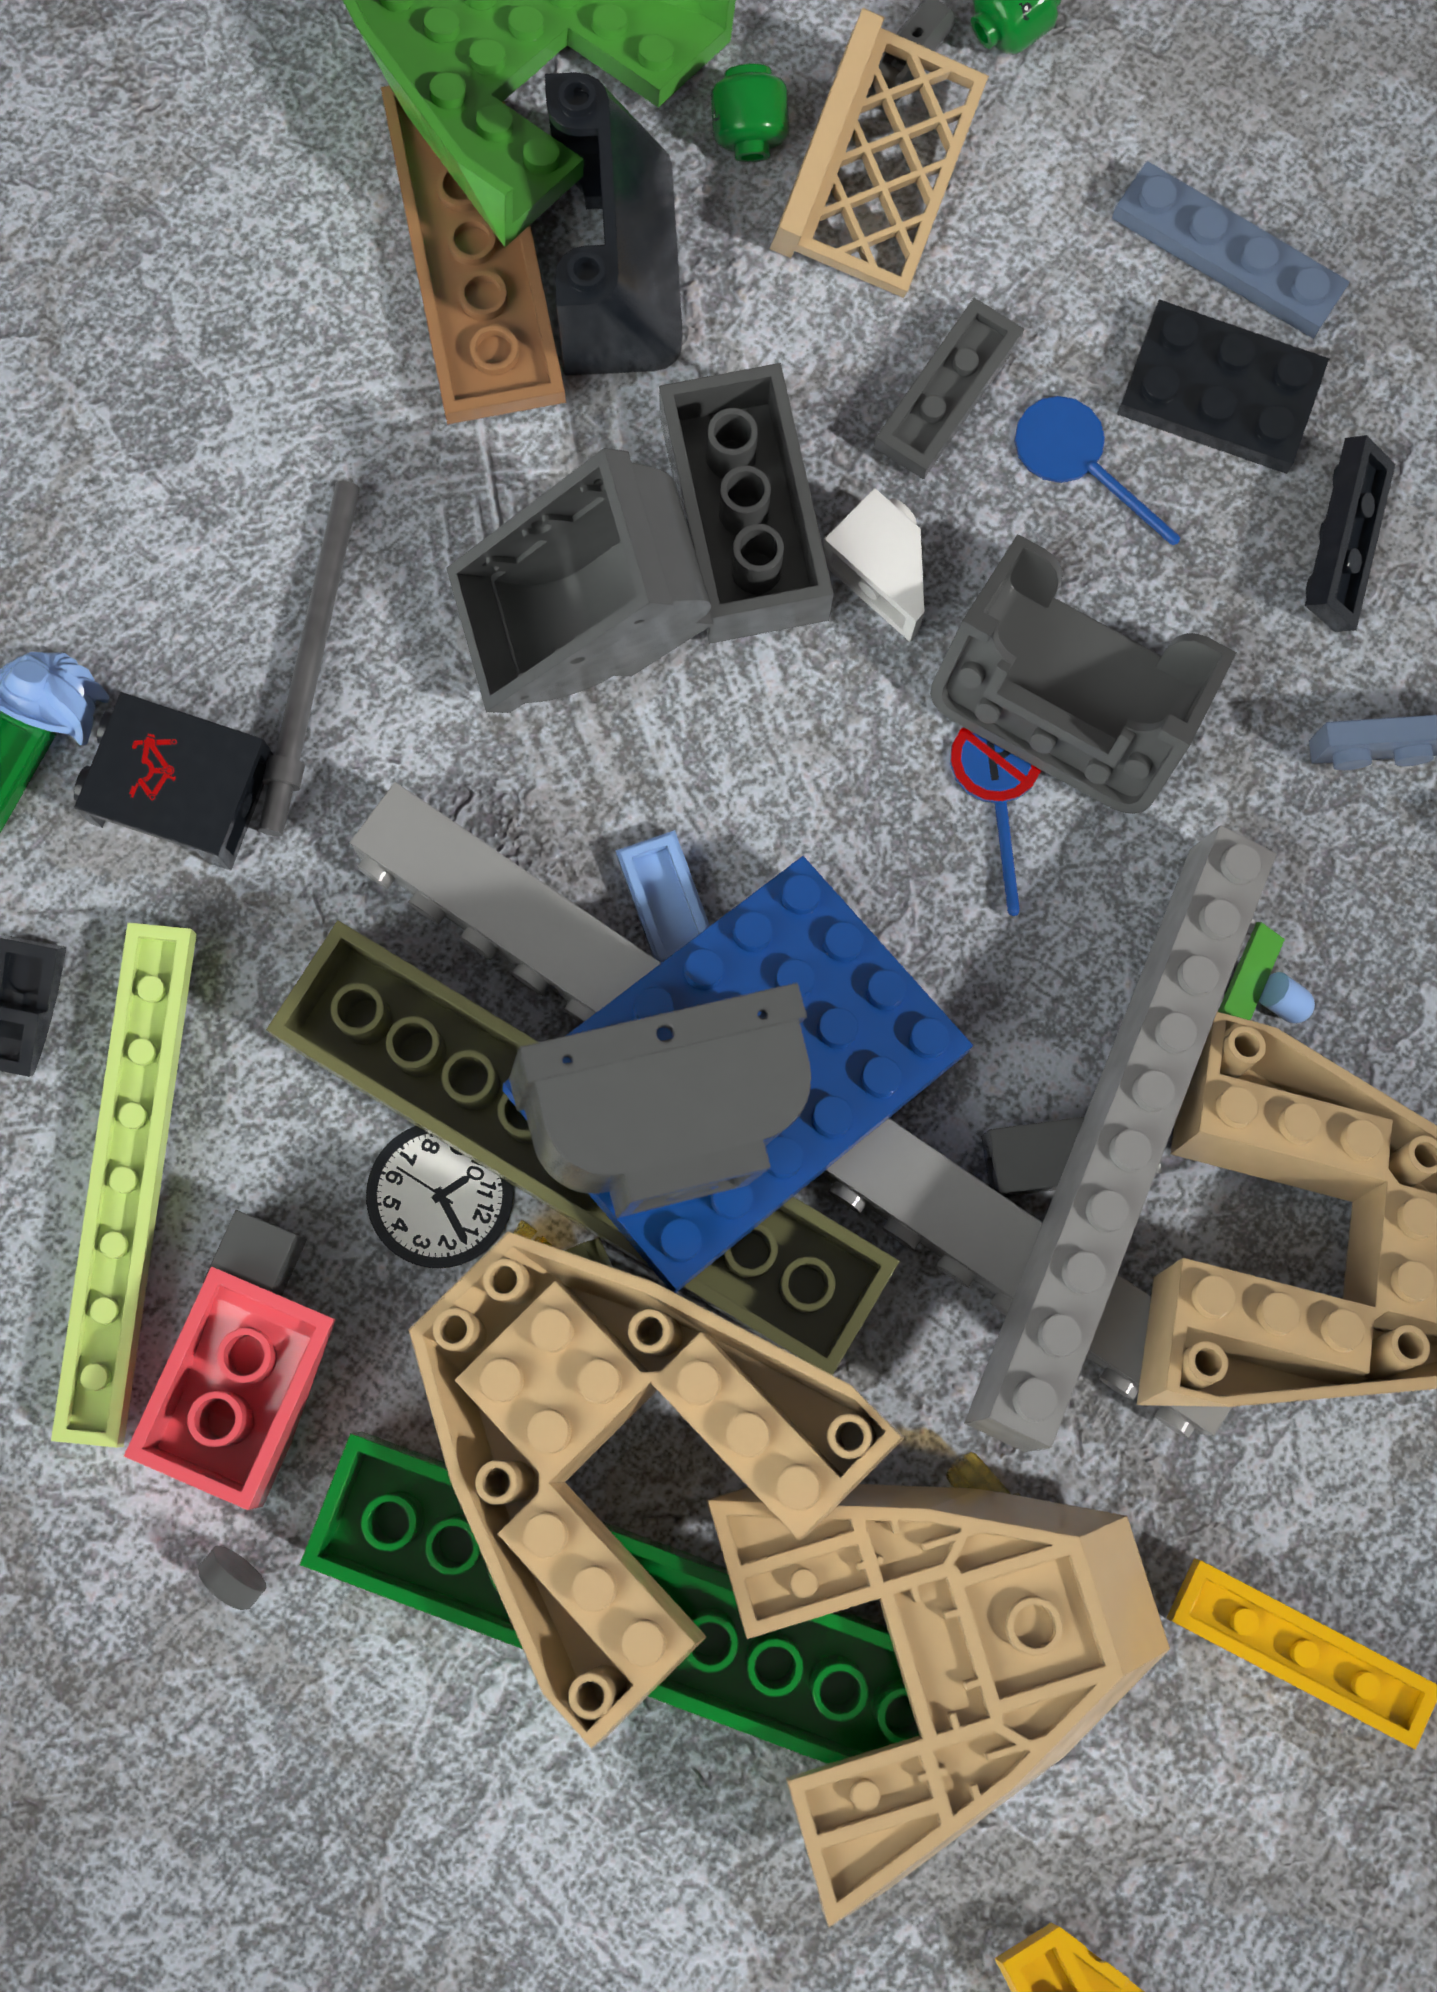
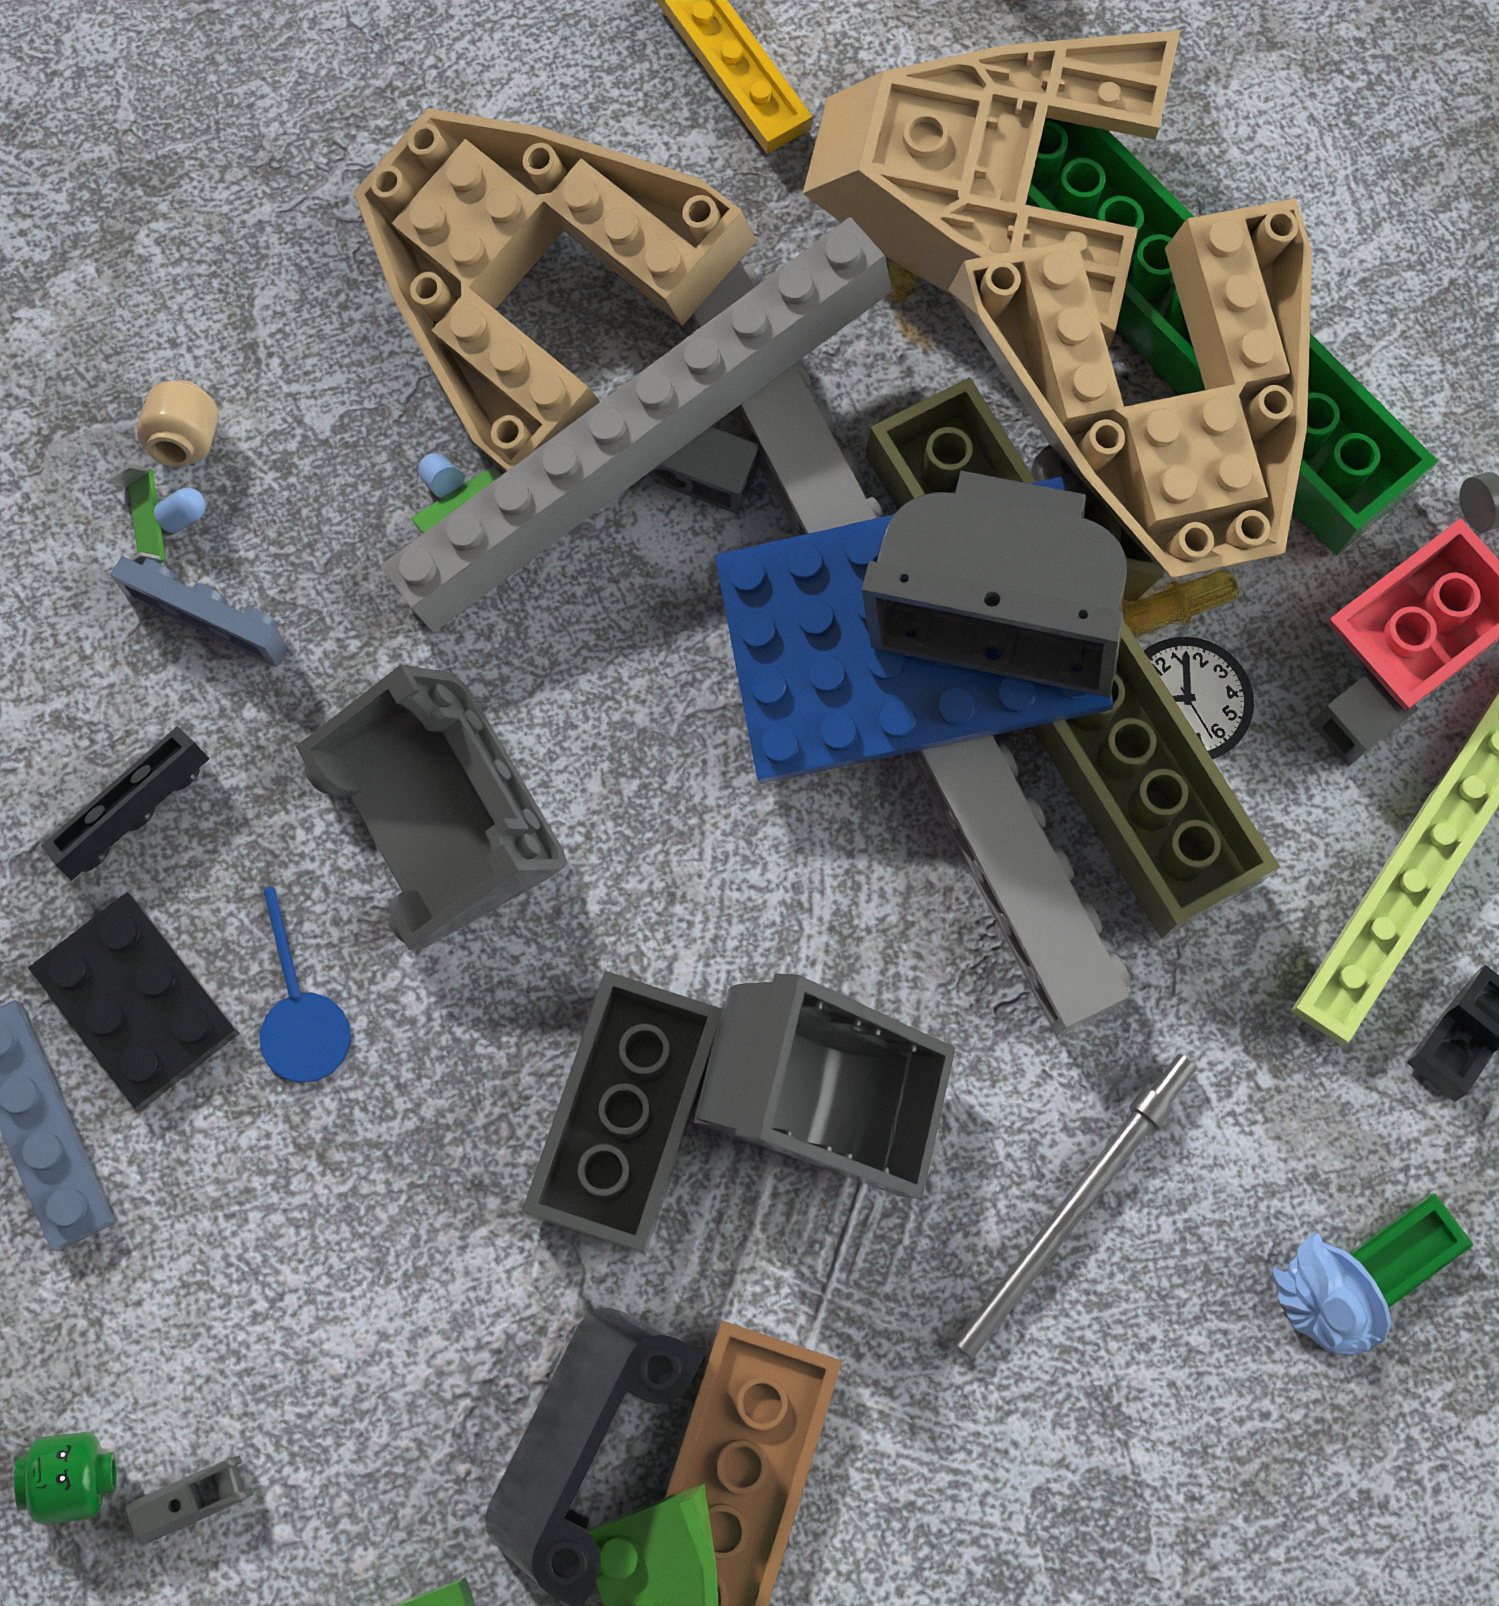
camera: 150 degrees left, 5 degrees down
(173, 778) = (1257, 1147): black panel -> none
(663, 893) = (882, 824): light blue tile -> none
(750, 112) = (383, 1514): green head -> none
(832, 136) = (315, 1445): tan fence -> none
(881, 560) = (531, 1003): white slope -> none
(948, 388) = (373, 1131): dark grey plate -> none
(996, 778) = (551, 775): piece -> none

